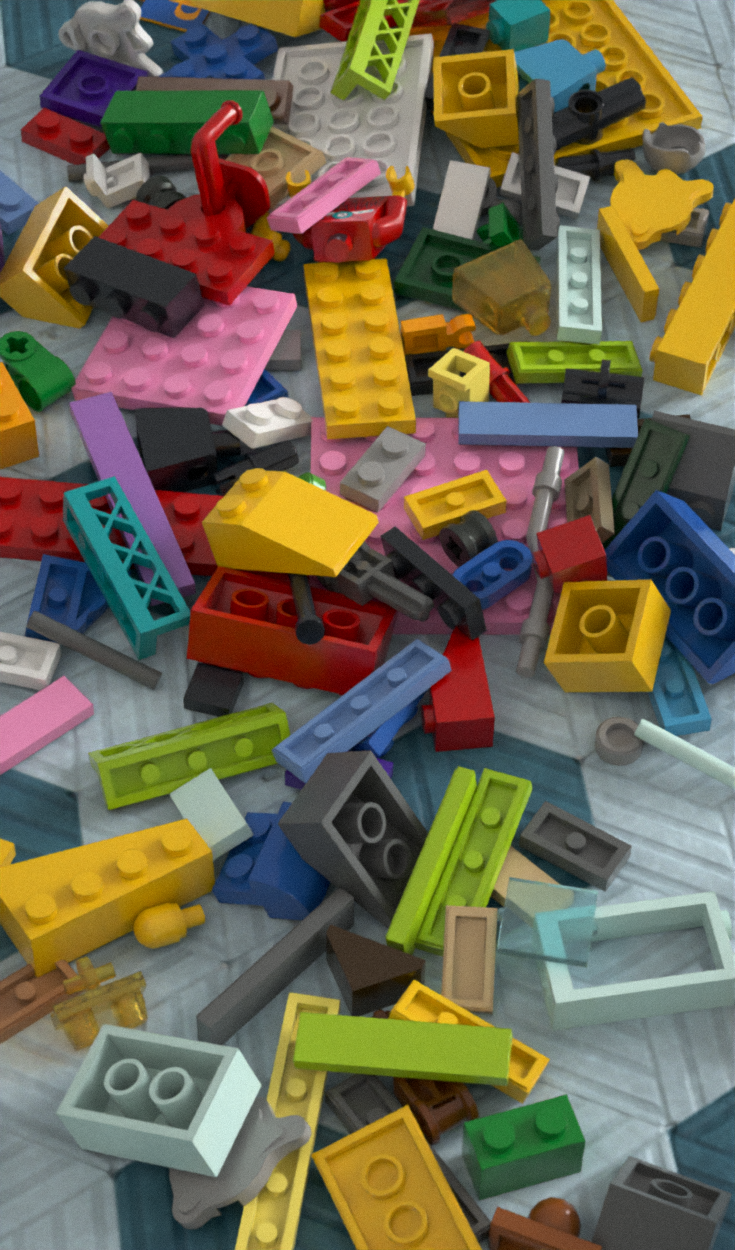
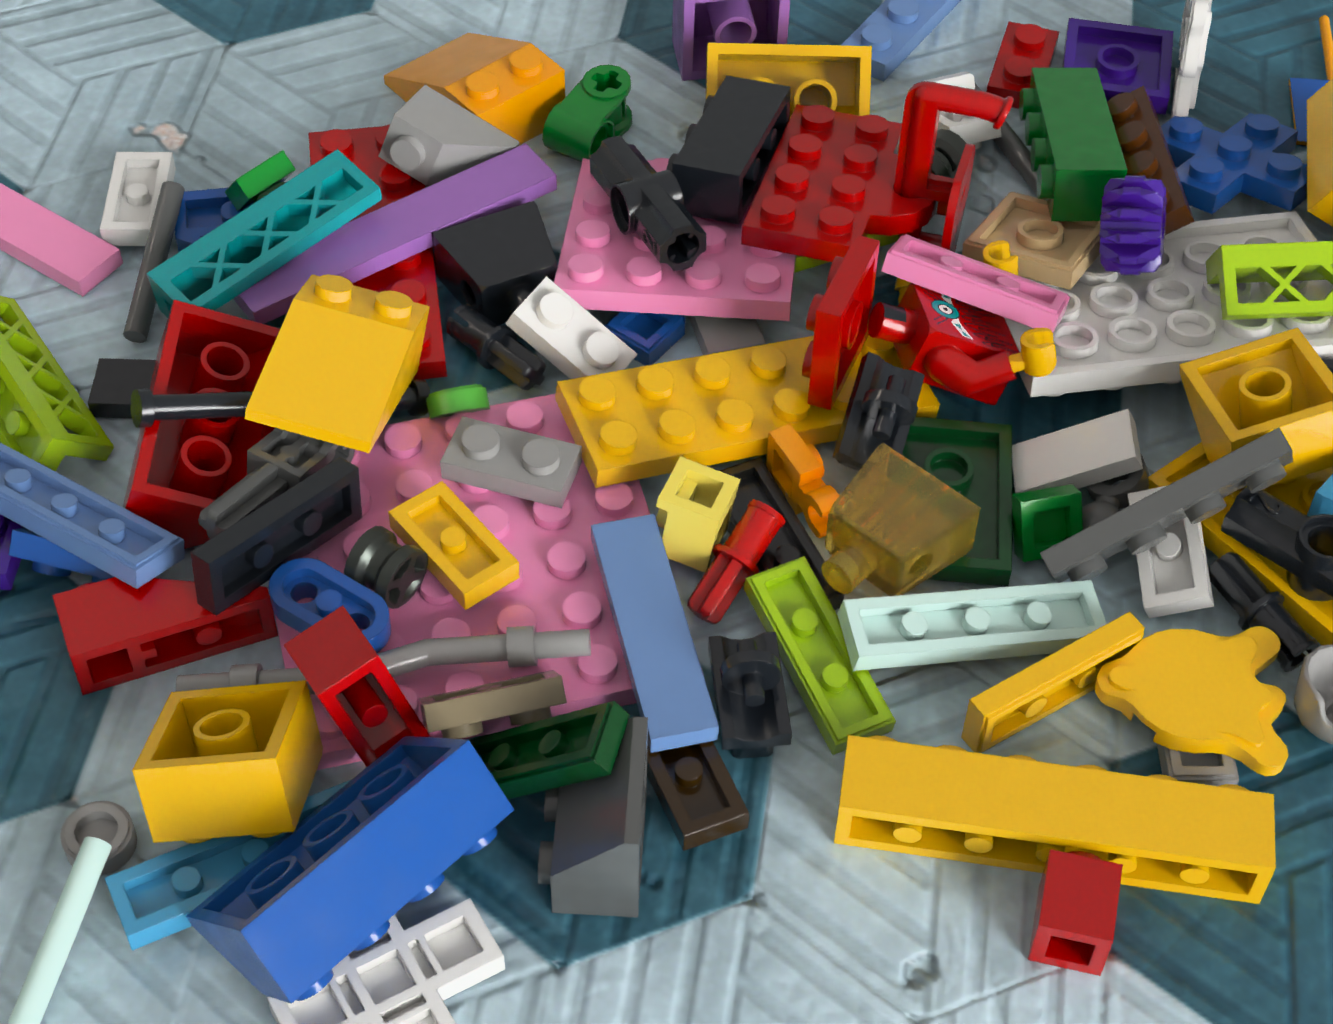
camera: 75 degrees right, 0 degrees up
(39, 452) = (439, 138): none -> light grey slope
(59, 558) = (260, 180): none -> green tile
(178, 339) = (647, 203): none -> black piece
(302, 107) = (1132, 225): none -> dark purple gear
(349, 258) = (840, 321): none -> red plate
(417, 272) = (878, 411): none -> black hips

